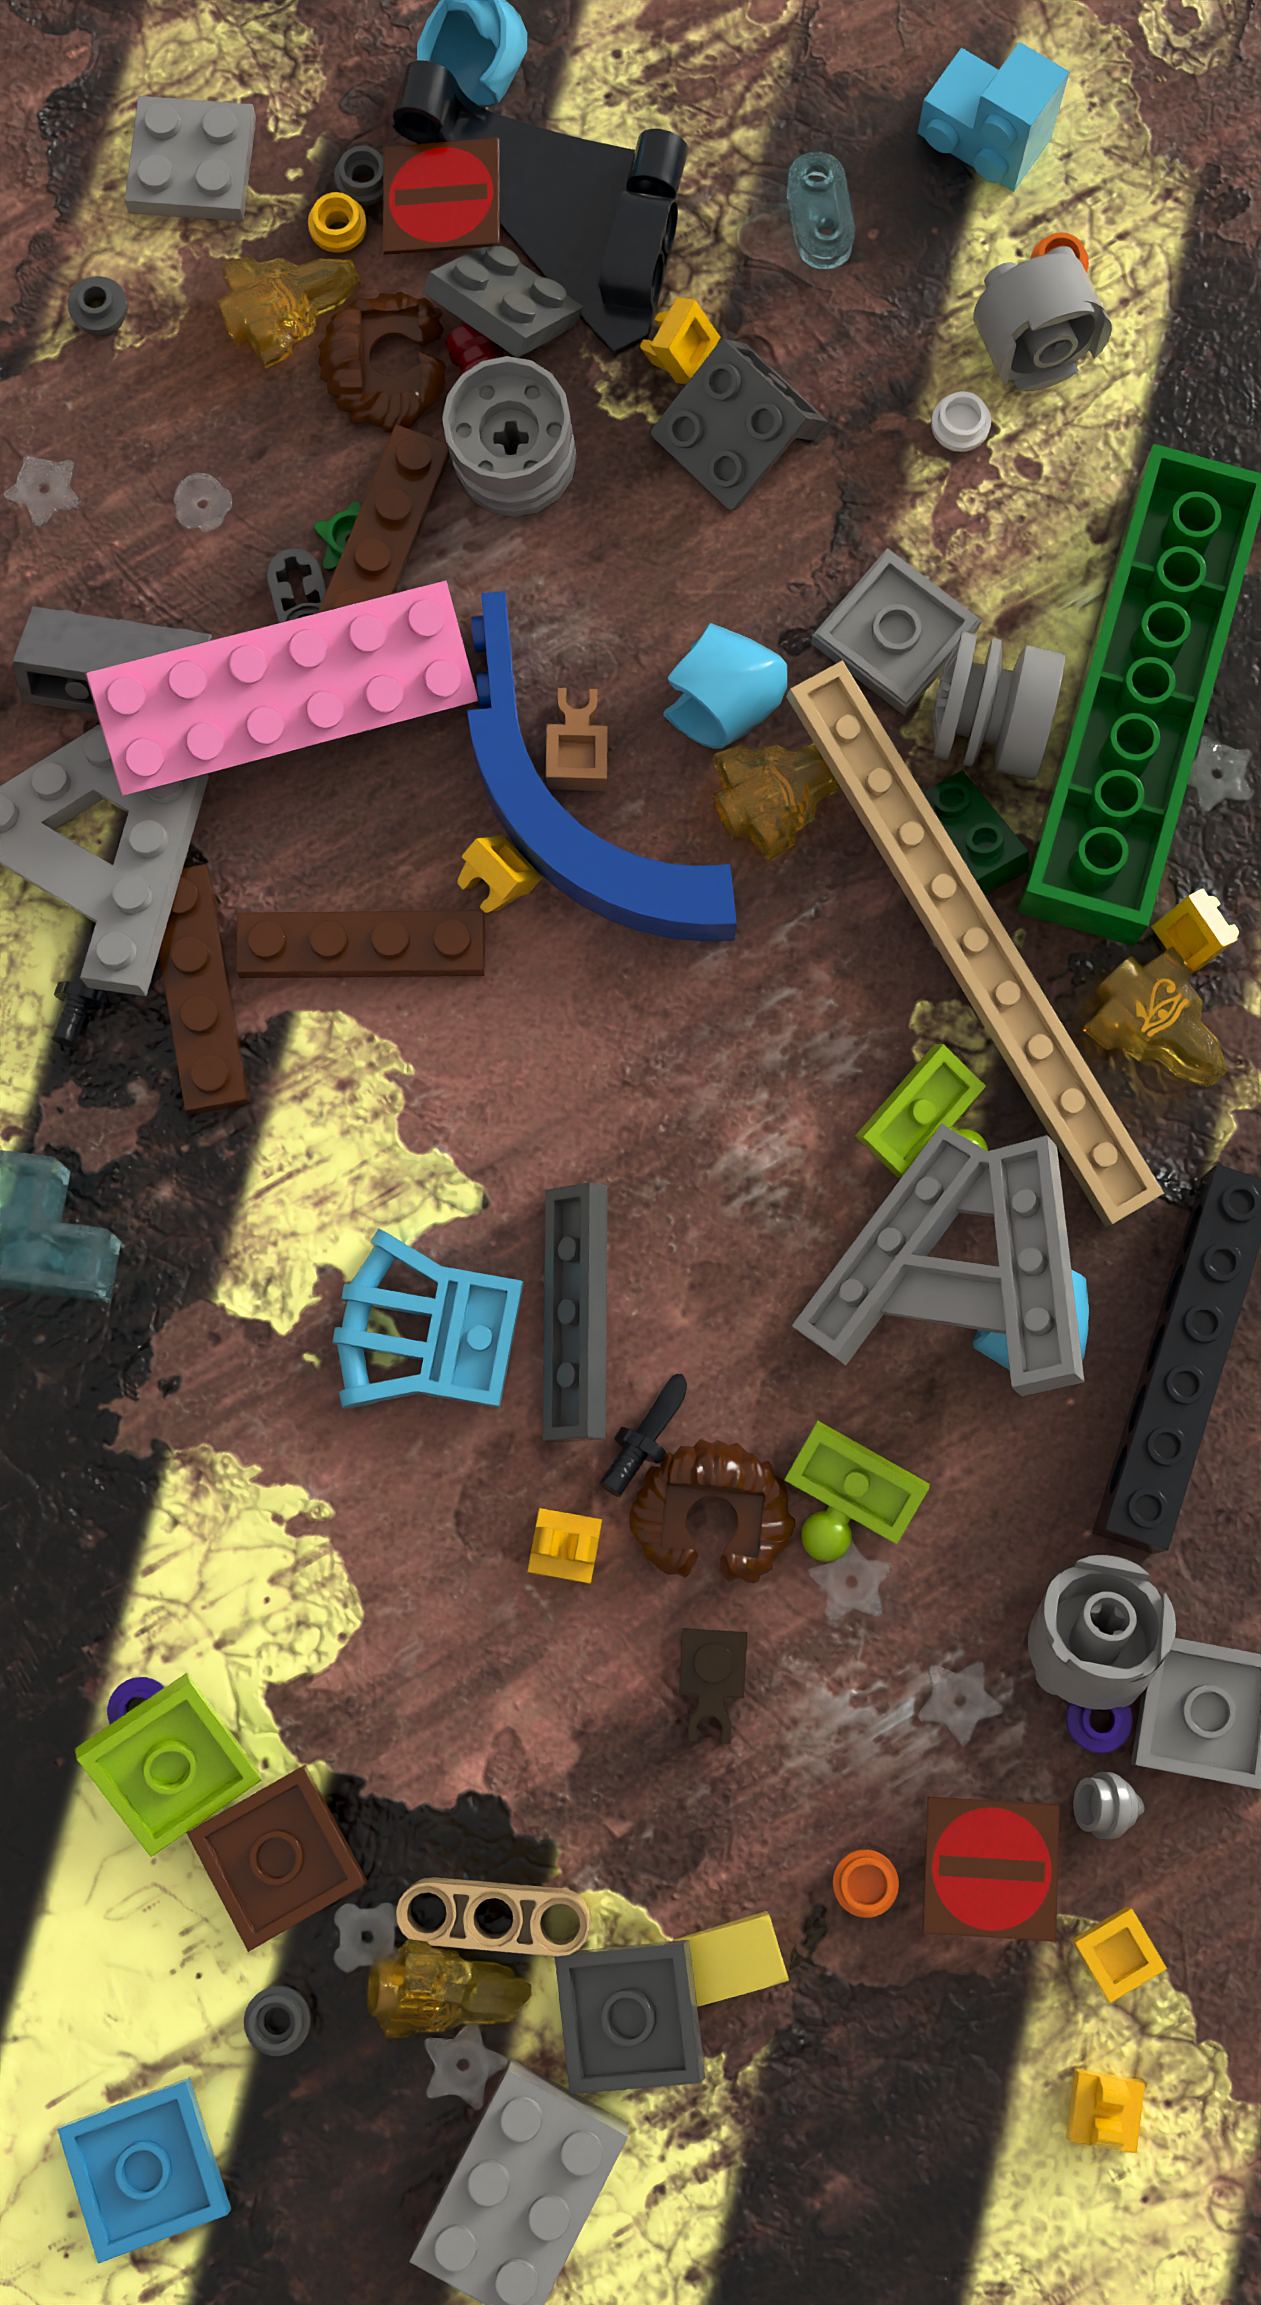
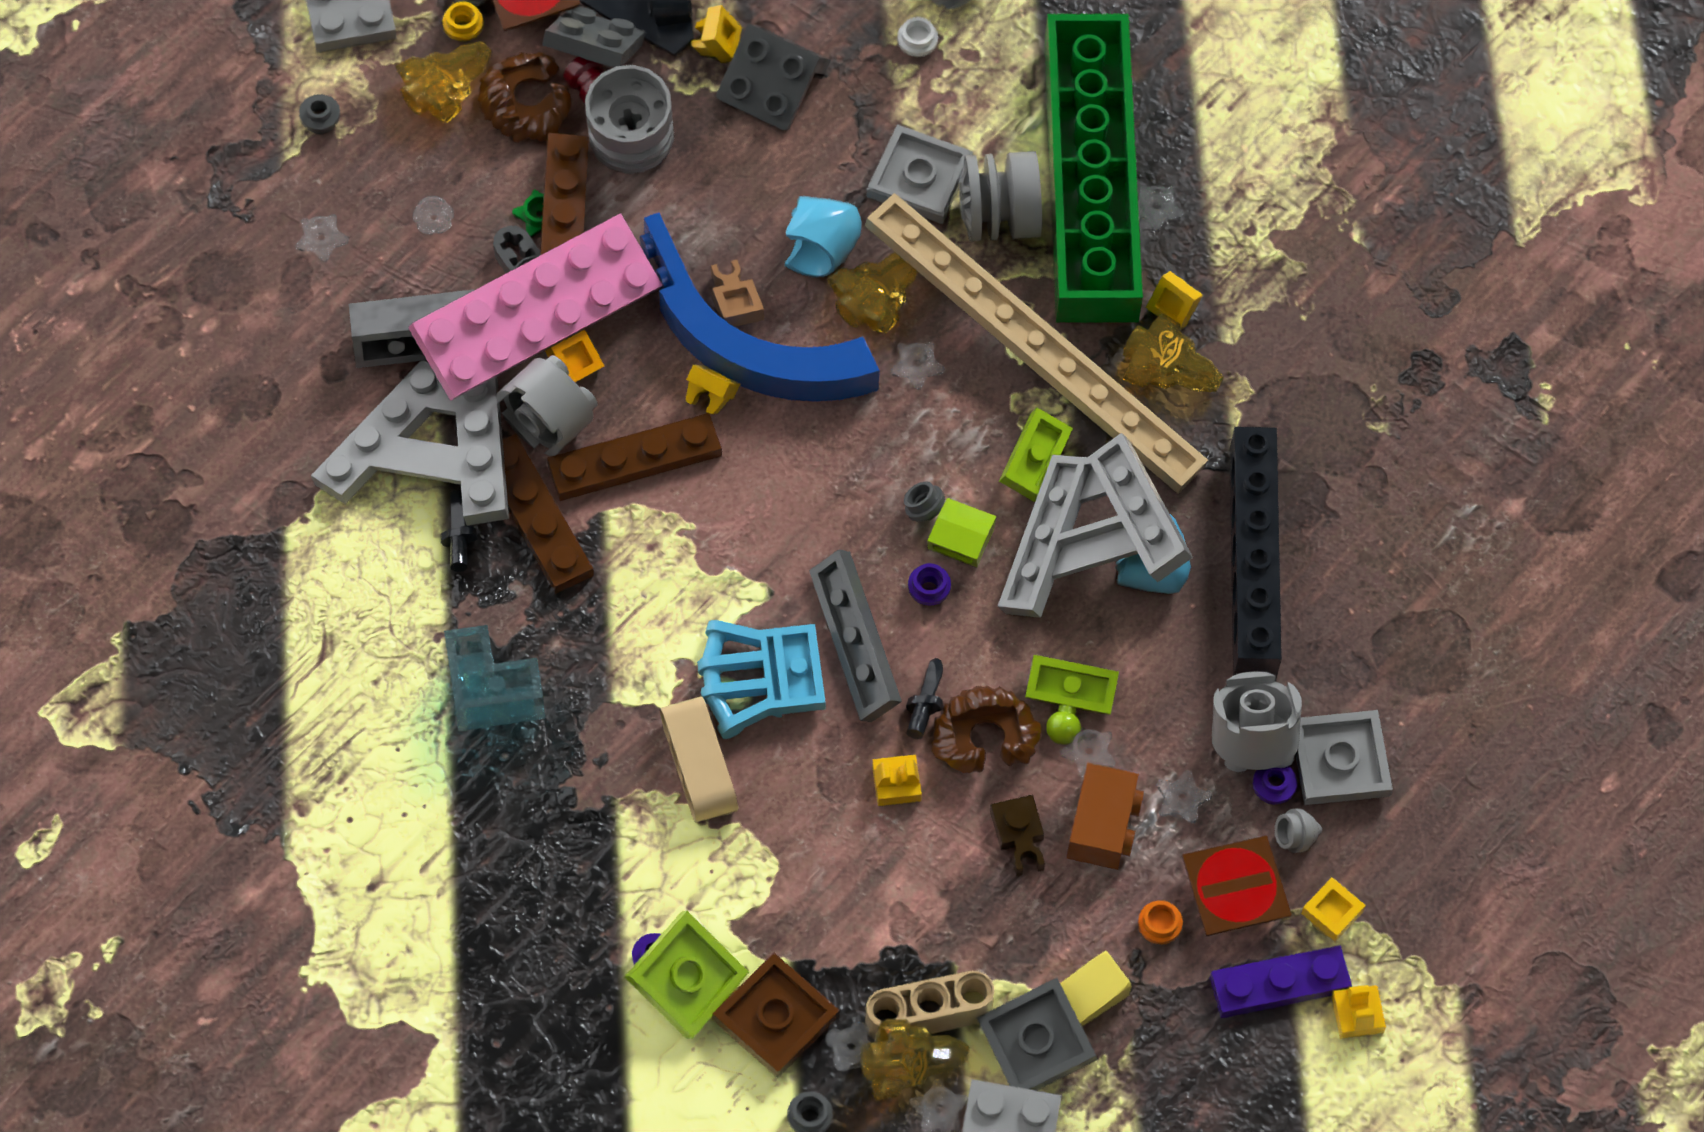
camera: 20 degrees left, 15 degrees down
(253, 839) = (546, 404): none -> light grey brick
(296, 1435) = (698, 759): none -> tan beam
(323, 775) = (578, 355): none -> light orange plate
(711, 1243) = (929, 573): none -> dark purple plate
(739, 1135) = (923, 501): none -> dark grey plate
(778, 1196) = (961, 532): none -> lime piece
(796, 900) = (921, 353): none -> clear plate
(838, 1700) = (1103, 816): none -> dark orange brick
(978, 832) = (1020, 278): dark green plate -> none
(1009, 2027) = (1280, 981): none -> dark purple plate

